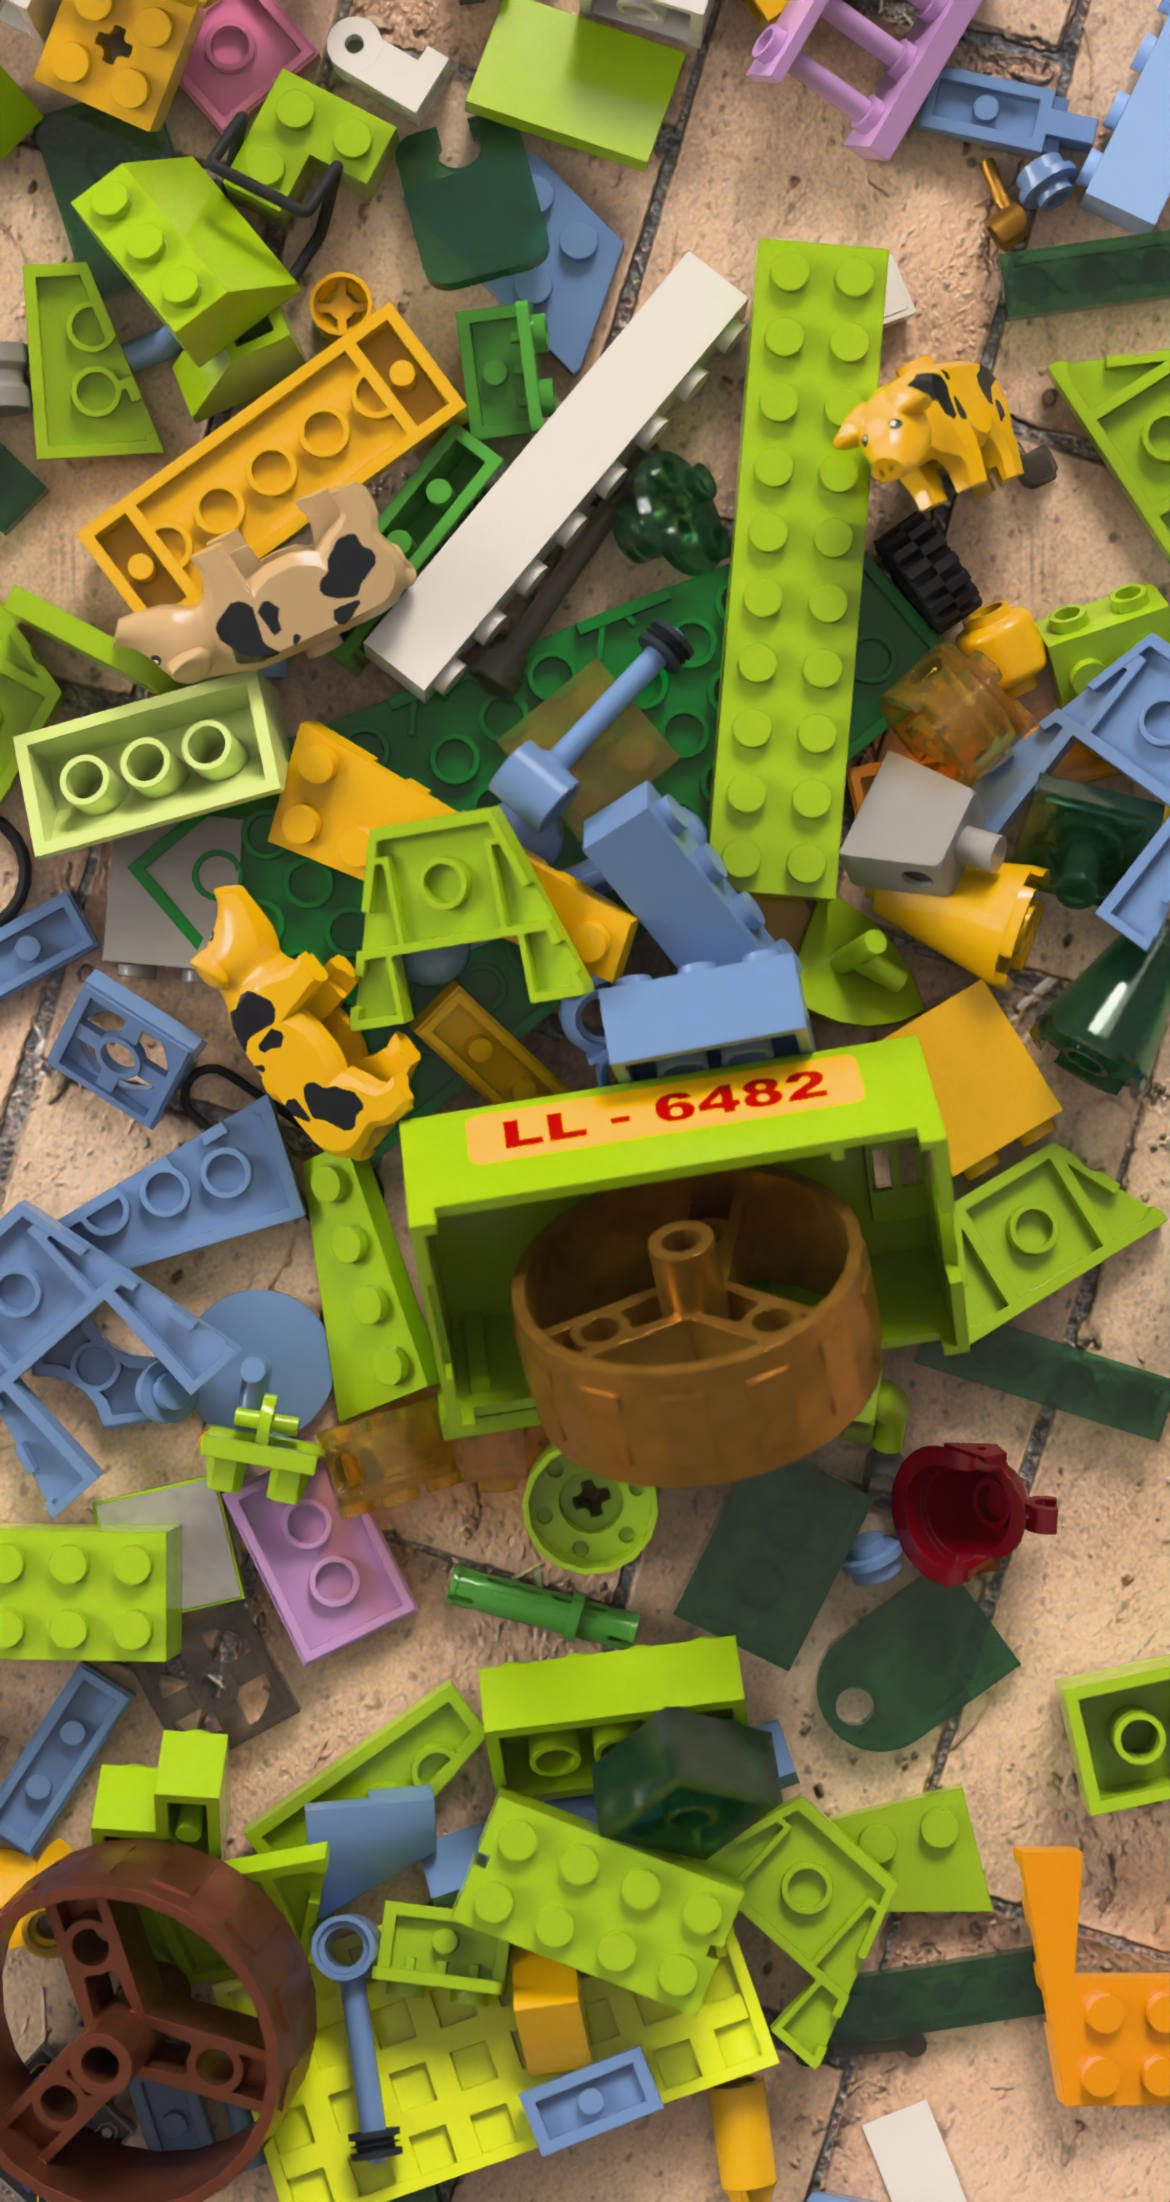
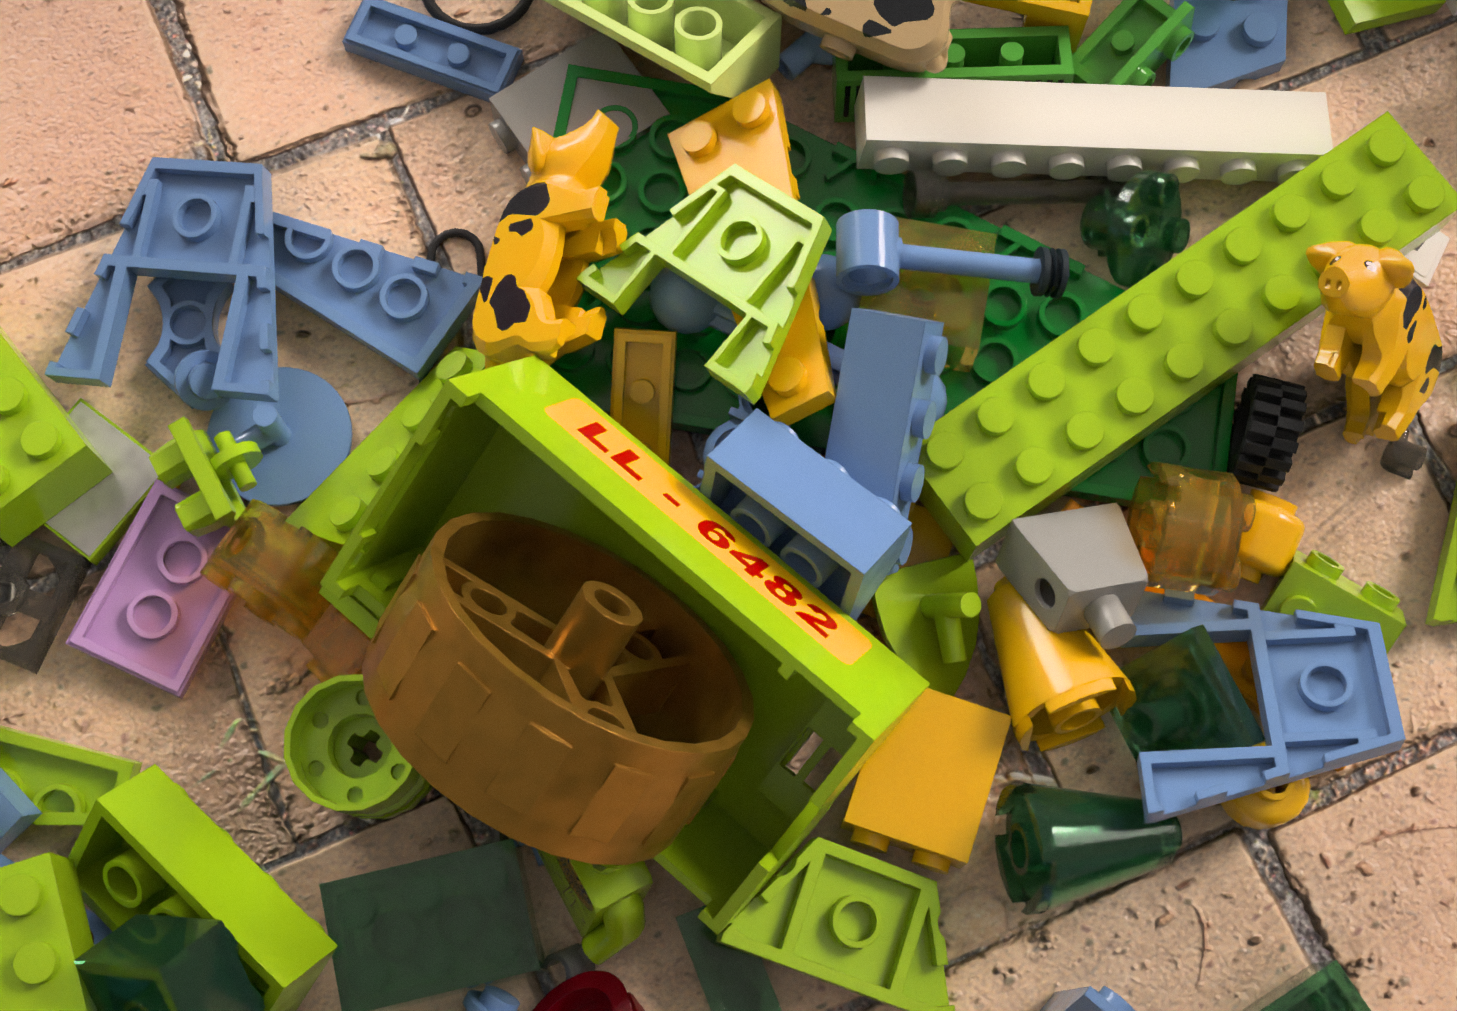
camera: 45 degrees right, 15 degrees down
(104, 1077) = (455, 127): medium blue piece -> none
(543, 1608) = (260, 810): bright green pin -> none

